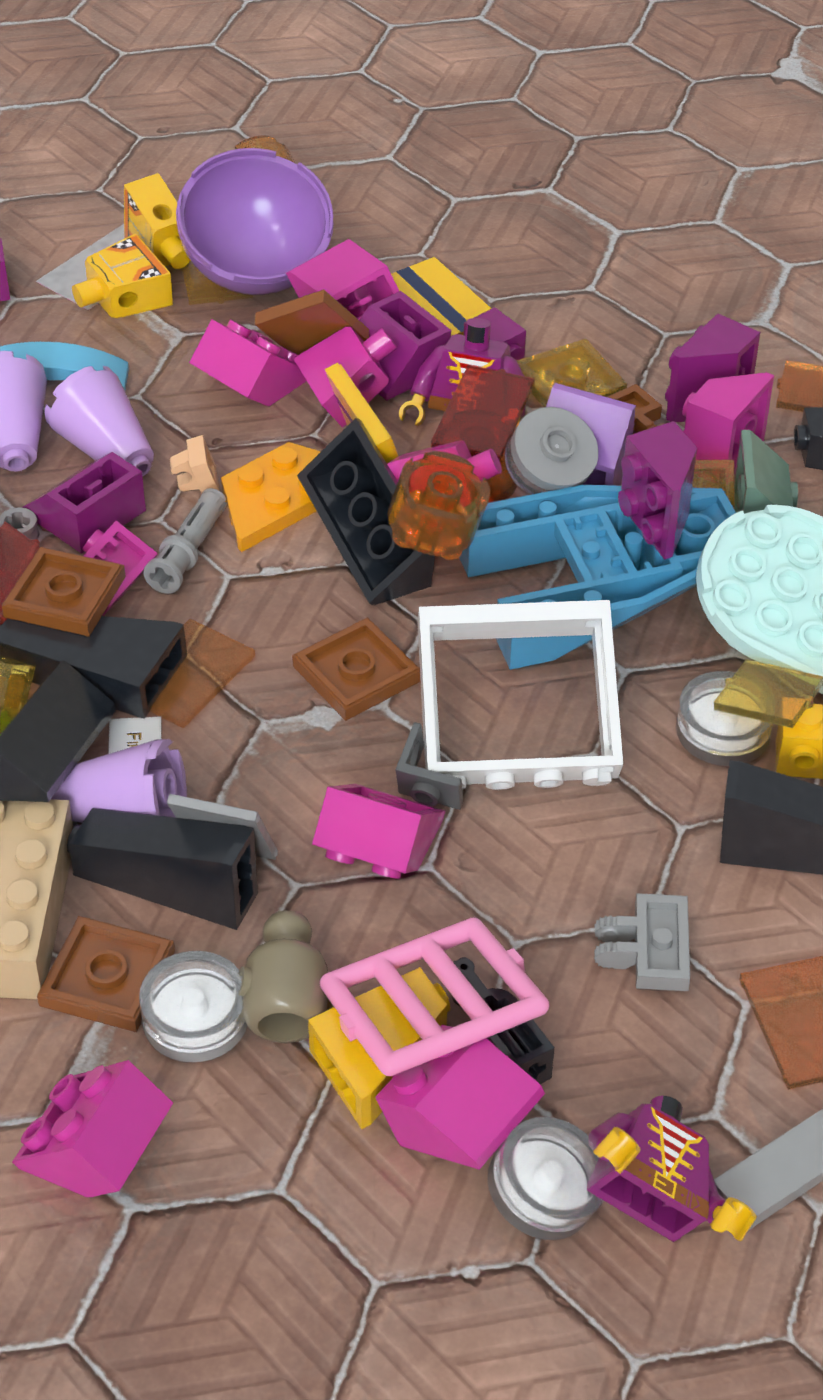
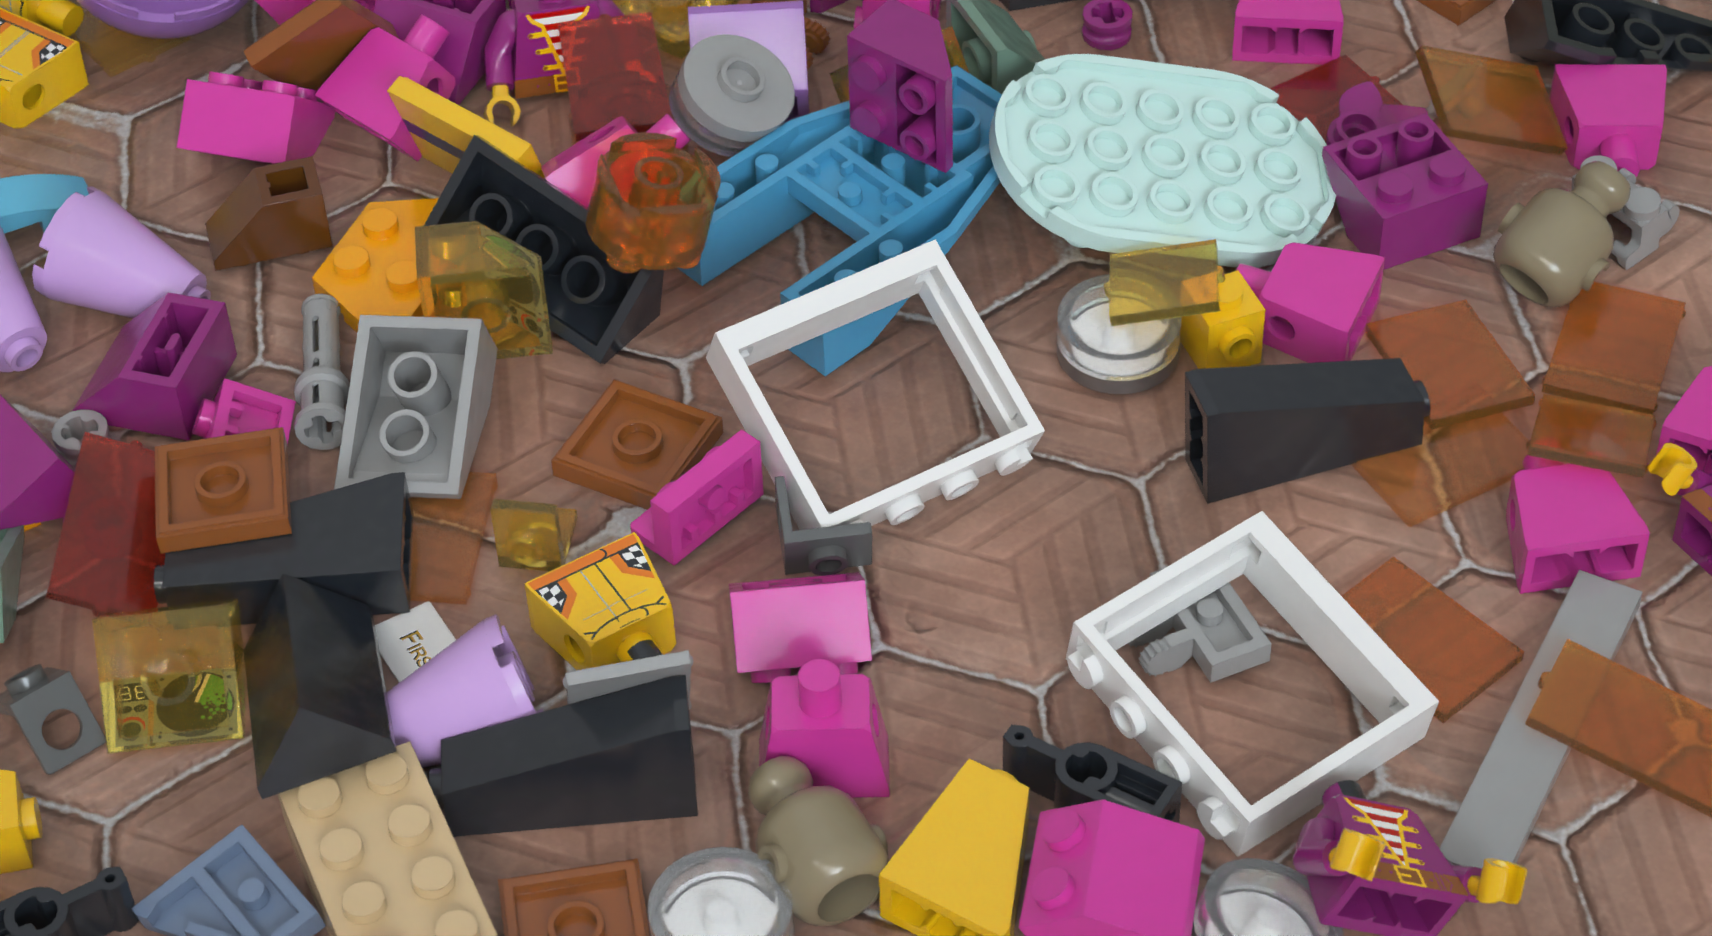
camera: 25 degrees left, 0 degrees up
(197, 464) = (272, 277): light nougat tile -> none
(227, 424) = (270, 216): none -> reddish brown slope
(228, 583) = (417, 402): none -> light grey slope
(242, 699) = (532, 534): none -> clear yellow bracket
(260, 767) = (603, 607): none -> yellow torso
(304, 526) = (484, 276): none -> clear yellow slope
(343, 909) = (830, 727): none -> dark pink torso
(366, 718) = (702, 499): none -> dark pink bracket
(434, 1041) = (1062, 829): bright pink bar -> none
(648, 909) = (1314, 612): none -> white window

